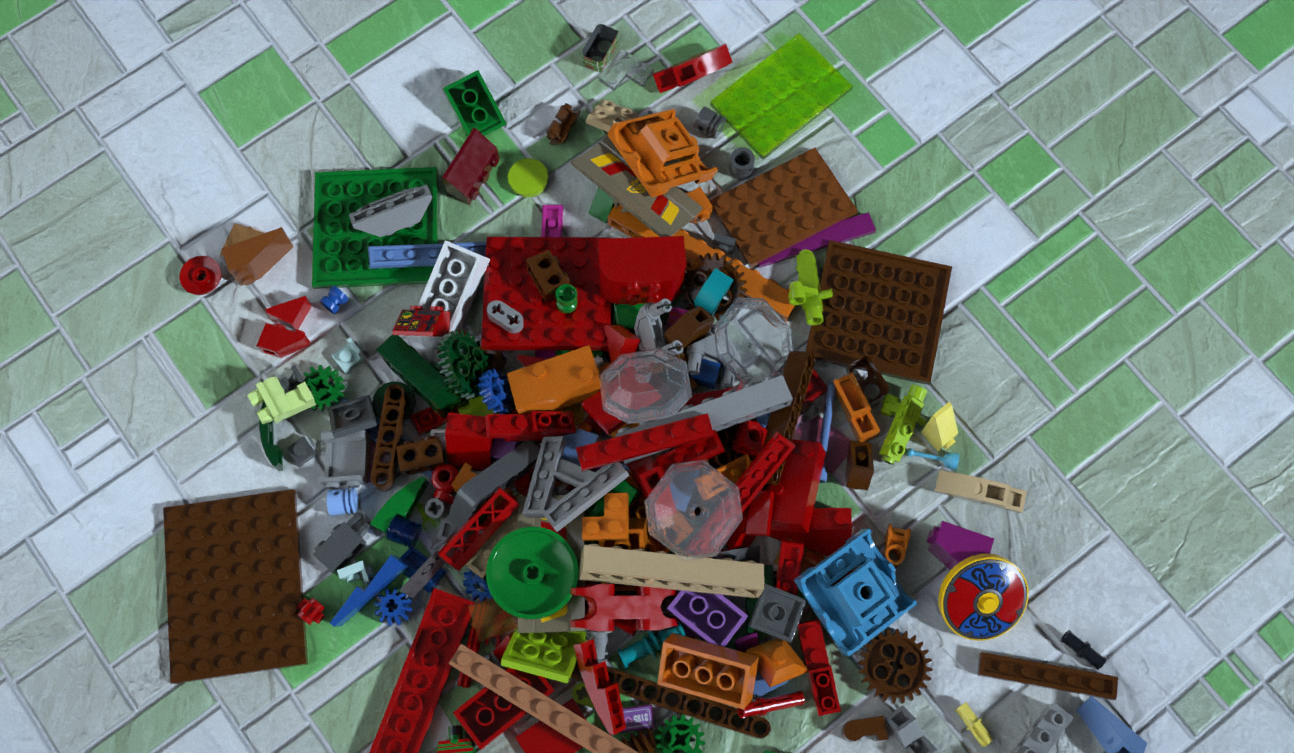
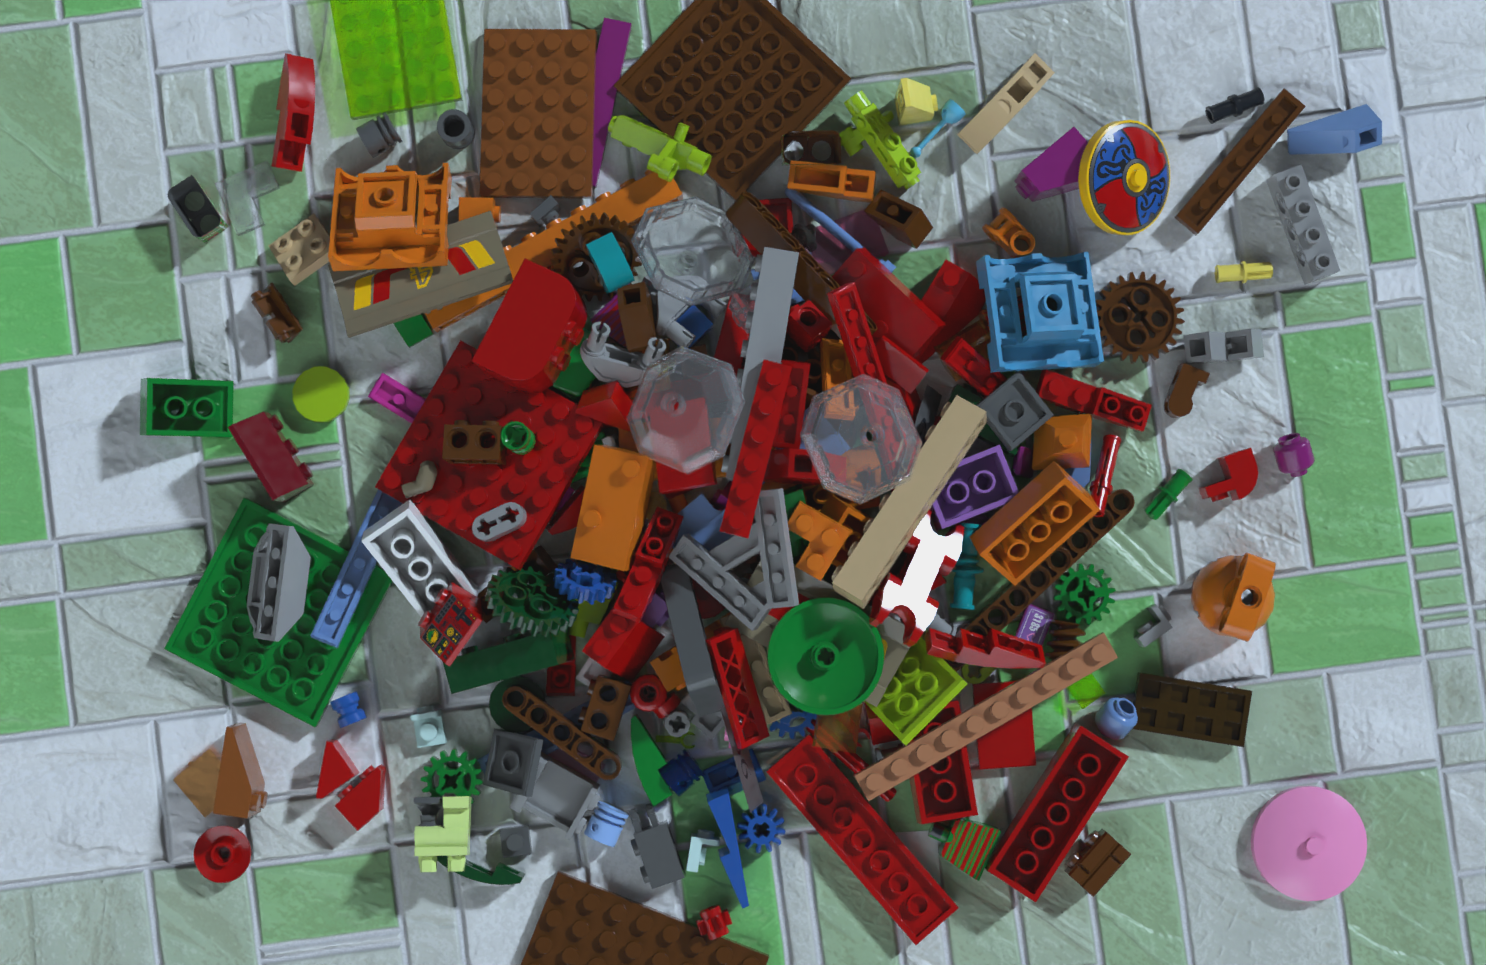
camera: 65 degrees left, 15 degrees up
(506, 260) = (424, 481): none -> dark tan arm

